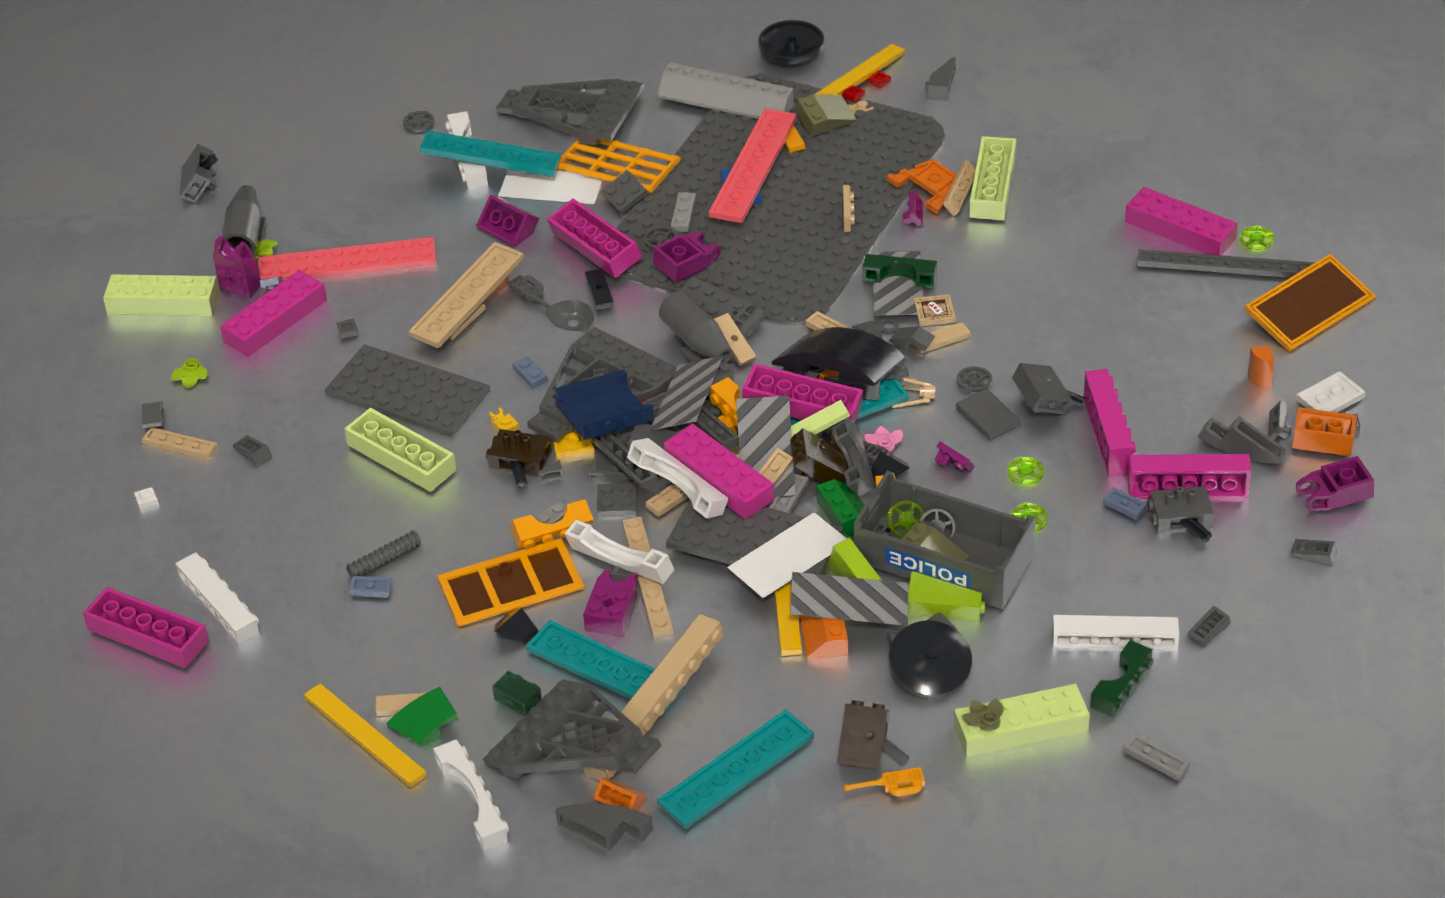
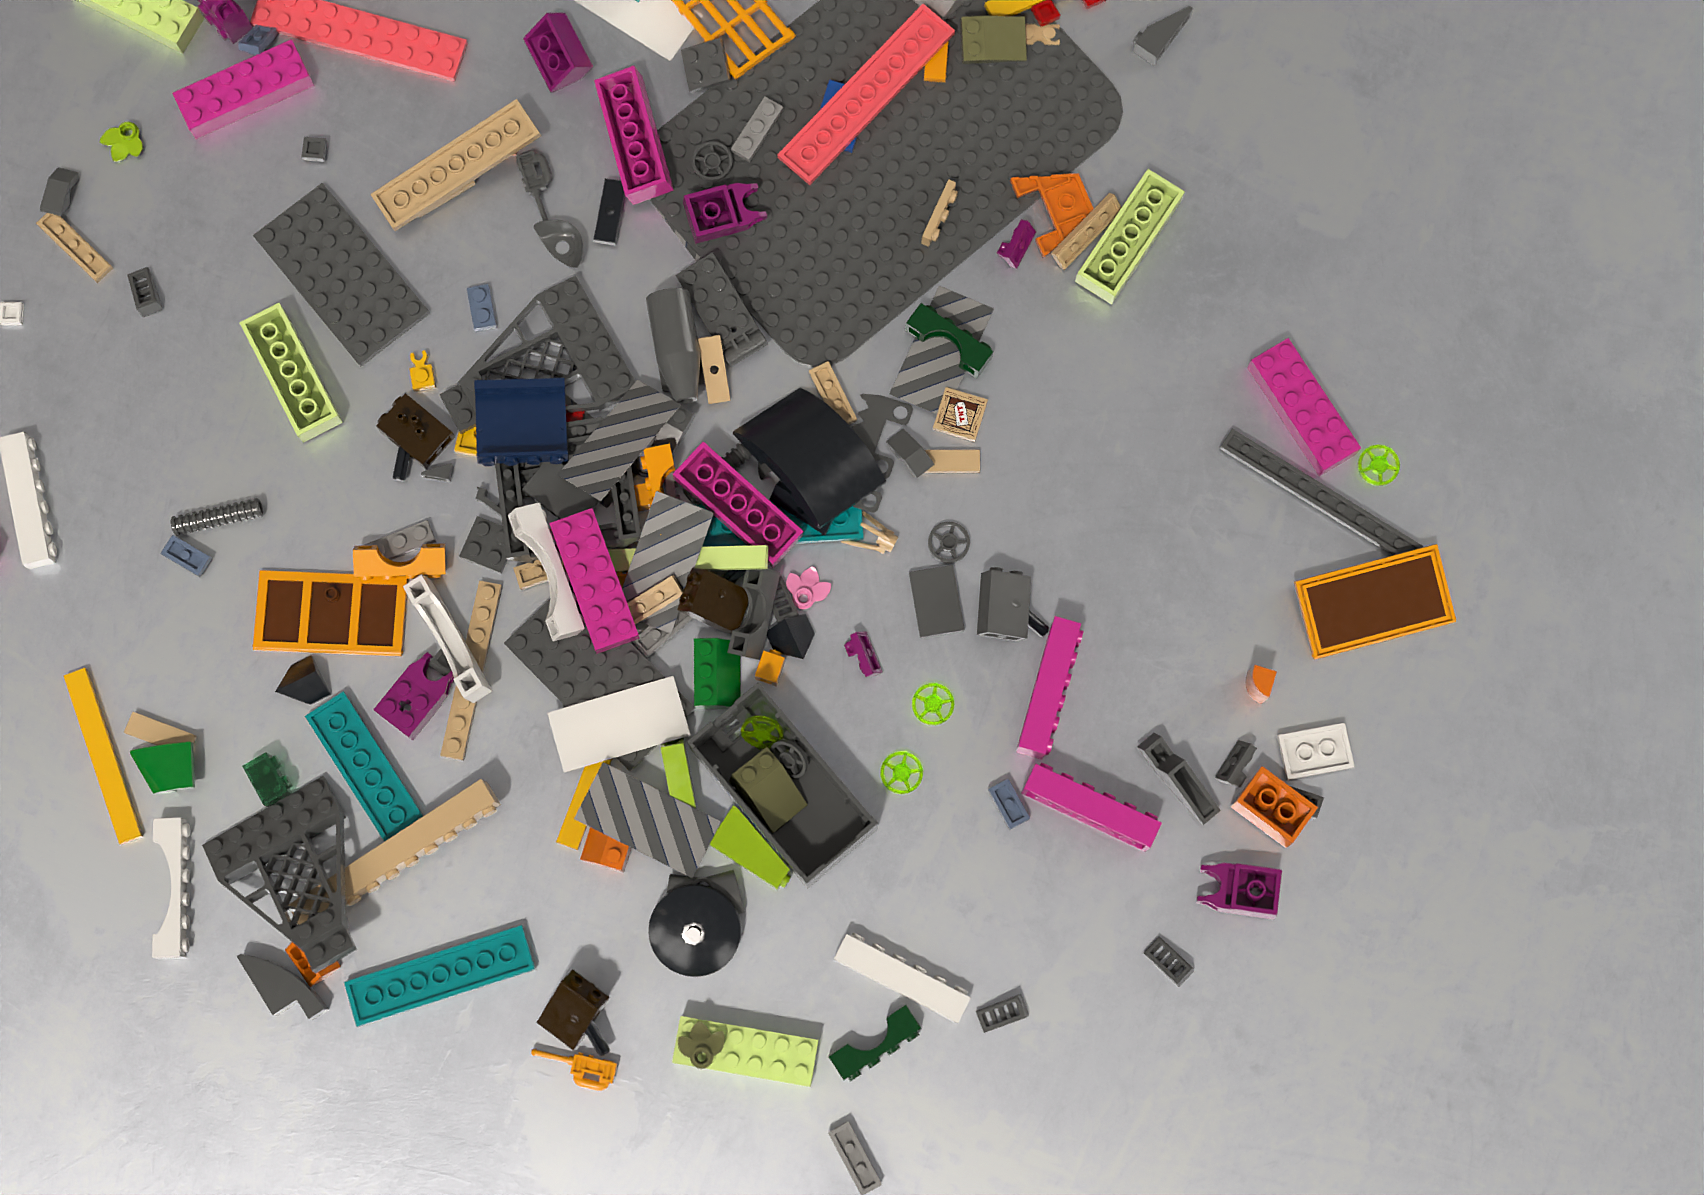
camera: 20 degrees right, 35 degrees up
(1182, 510) = (1063, 844): dark grey piece -> none

